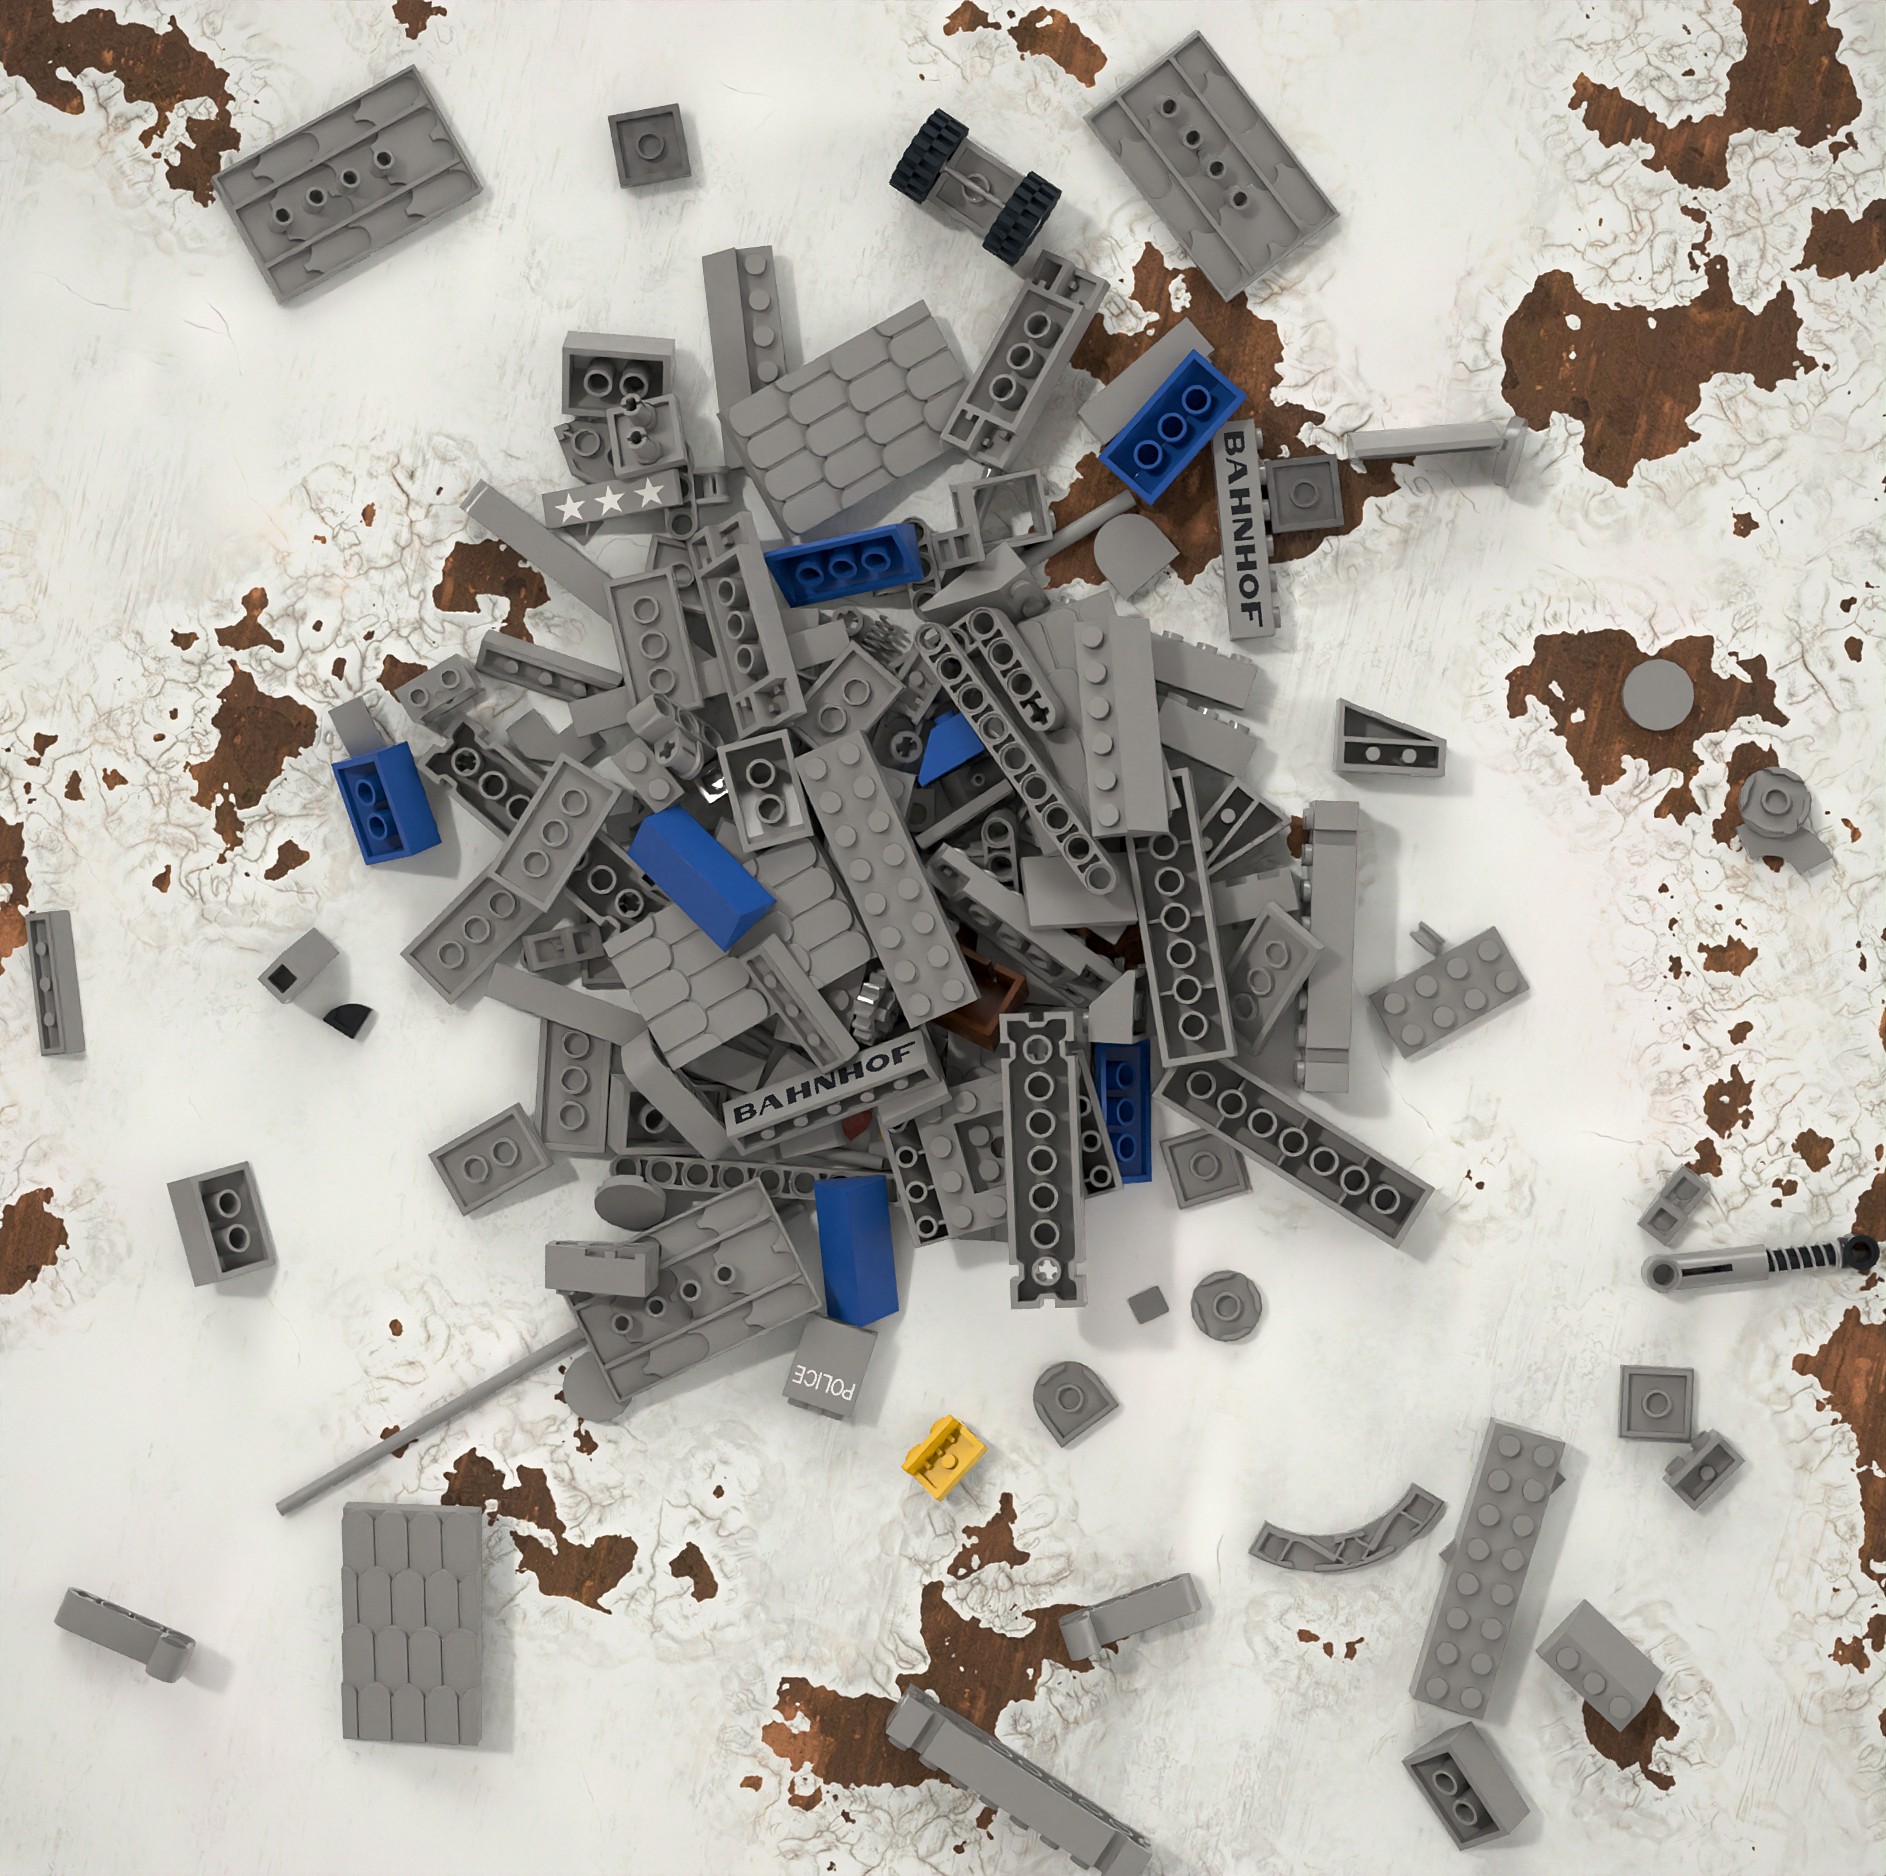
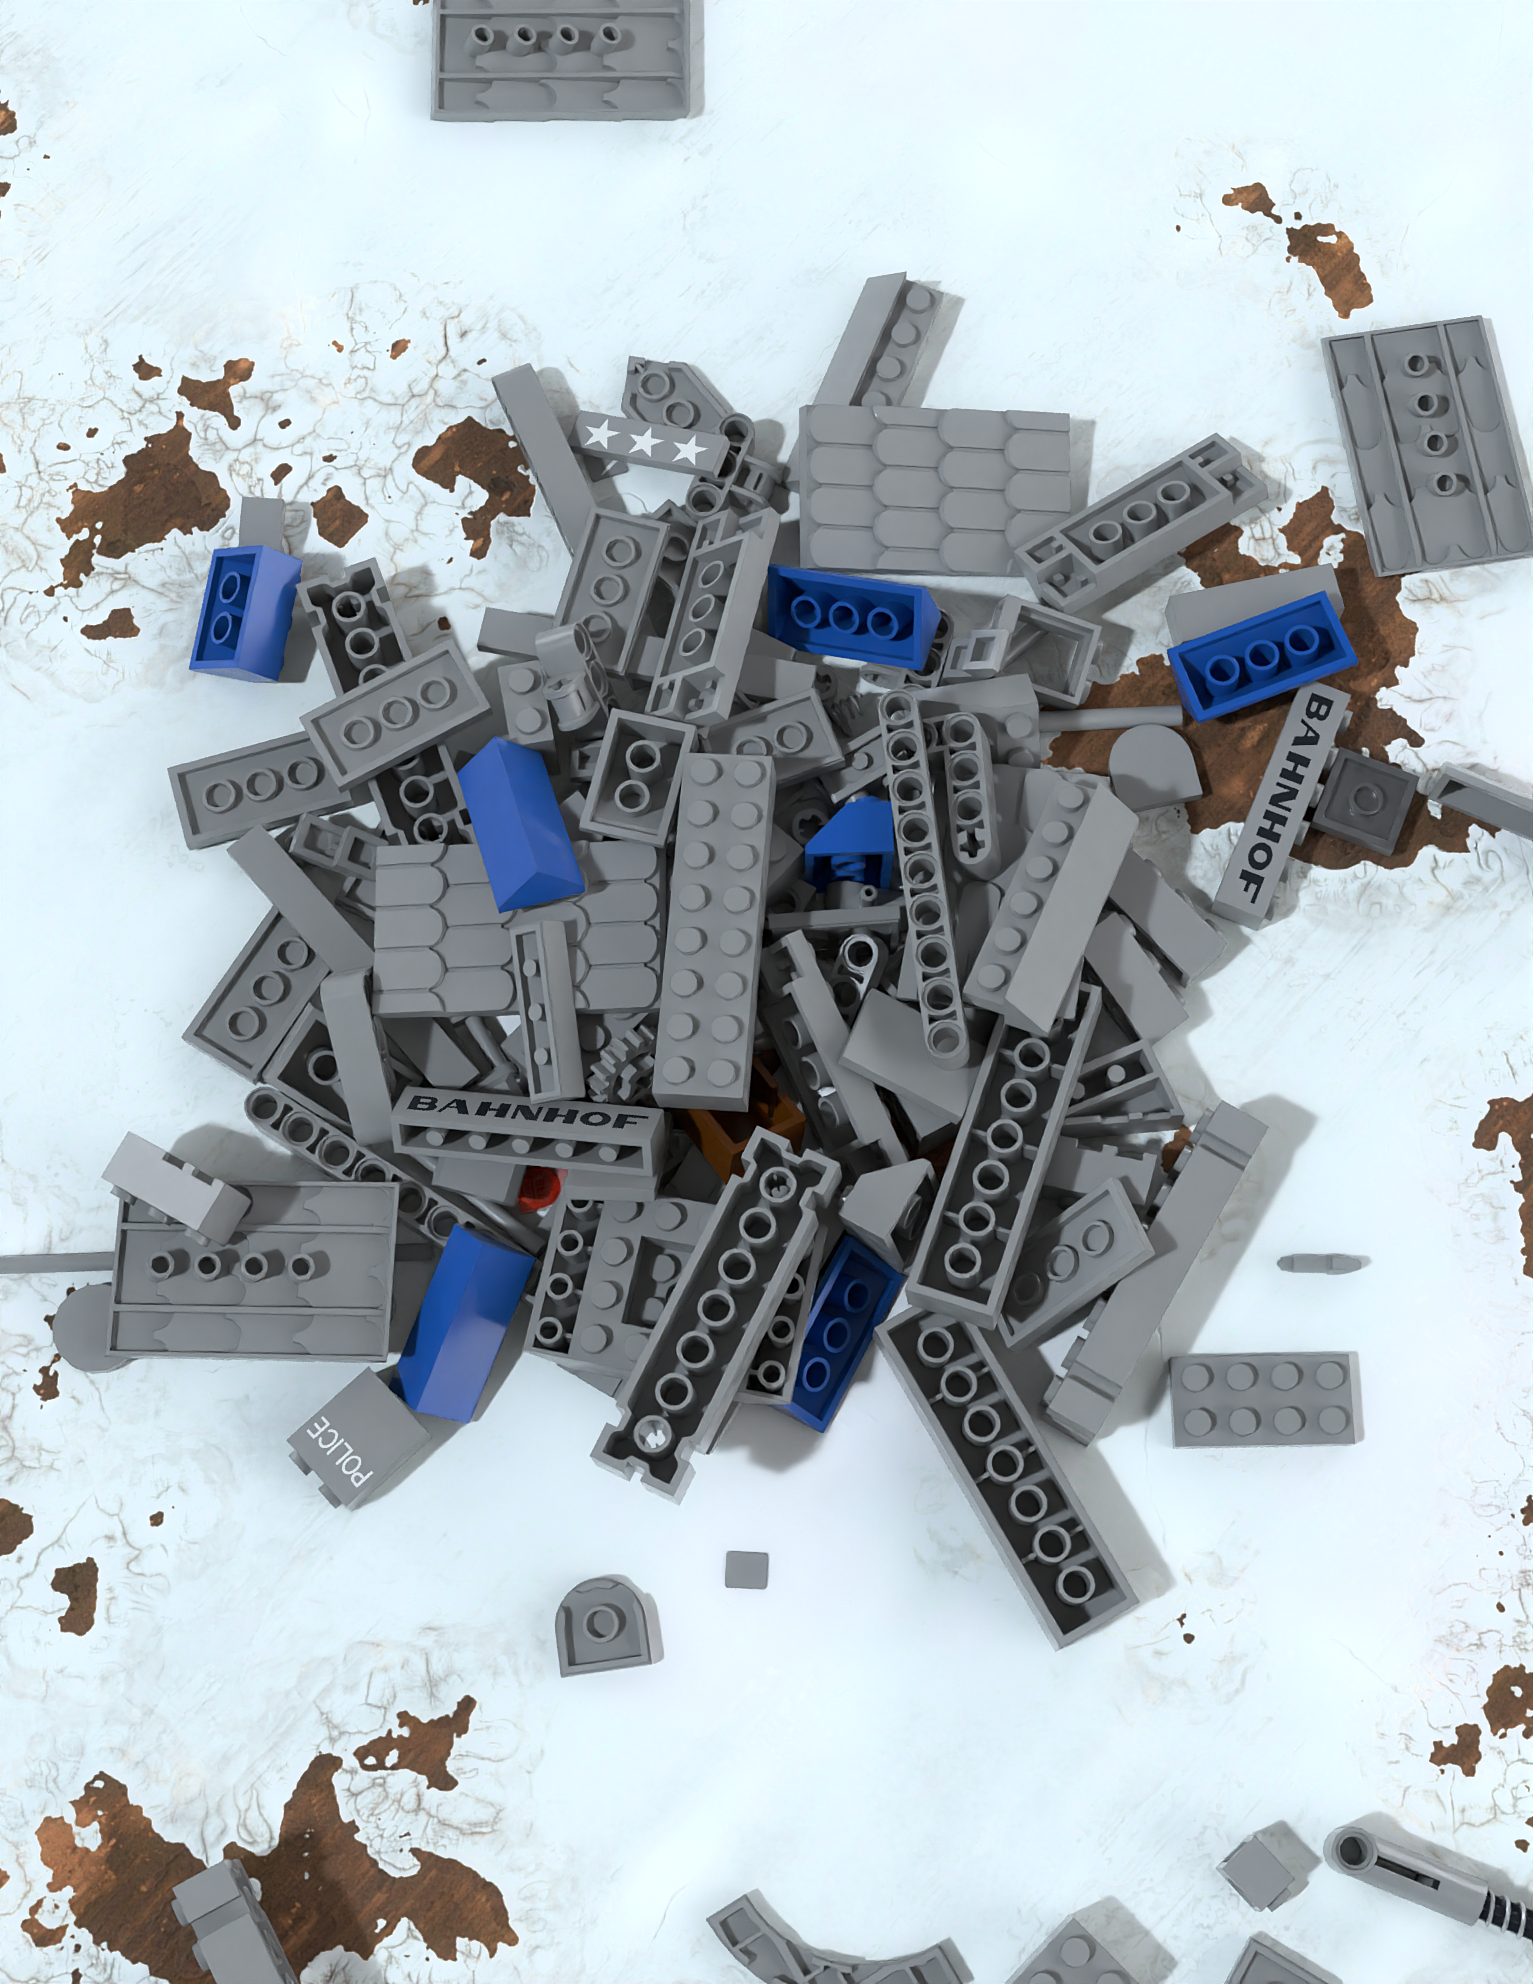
camera: 25 degrees right, 15 degrees down
(298, 966) = (55, 725): light grey slope -> none
(348, 1018) = (76, 809): black tile -> none
(427, 694) = (384, 530): light grey window -> none
(491, 1159) = (132, 1025): light grey tile -> none
(540, 743) = (435, 625): light grey tile -> none
(542, 668) = (475, 567): light grey slope -> none
(607, 367) = (720, 337): light grey slope -> none
(630, 1202) = (248, 1143): light grey tile -> none
(646, 435) = (717, 393): light grey plate -> none
(649, 146) = (874, 153): flat silver plate -> none
(944, 1456) = (424, 1612): yellow bracket -> none
(975, 187) = (1179, 335): plate -> none
(1128, 1614) = (529, 1914): light grey beam -> none
(1202, 1167) = (887, 1448): light grey tile -> none
(1226, 1305) = (832, 1617): light grey tile -> none
(1382, 745) = (1323, 1096): light grey wedge -> none
(1427, 938) = (1266, 1327): light grey bush -> none
(1448, 865) = (1330, 1264): none -> light grey piece
(1605, 1324) = (1256, 1875): none -> light grey brick
(1673, 1204) = (1402, 1779): light grey slope -> none

